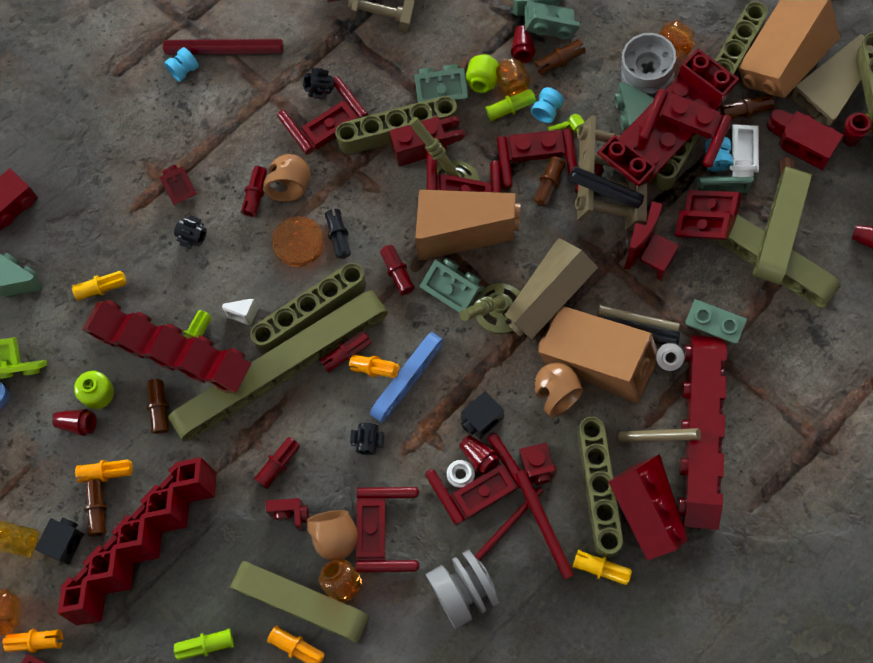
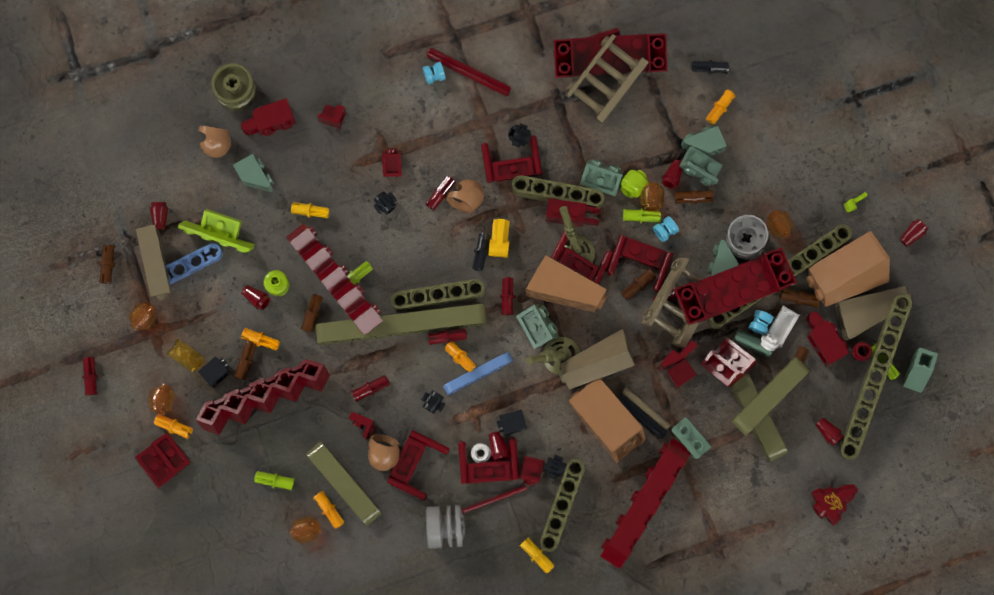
camera: 20 degrees right, 10 degrees up
(79, 168) = (332, 115): none -> dark red panel
(241, 311) = (393, 275): white slope -> none
(297, 241) = (452, 243): clear orange tile -> none
(340, 580) = (373, 483): clear orange head -> none
(355, 213) = (499, 243): none -> yellow piece
(544, 524) = (515, 511): dark red piece -> none
(560, 384) = (571, 428): medium nougat helmet -> none
(565, 442) = (555, 466): none -> black gear
(573, 121) = (678, 249): lime hand -> none
(606, 187) = (668, 314): black axle -> none
(650, 507) = (585, 533): dark red wedge -> none
(660, 435) = (615, 493): dark tan bar -> none
(663, 351) = (651, 439): white plate -> none
(688, 116) = (751, 293): dark red plate -> none

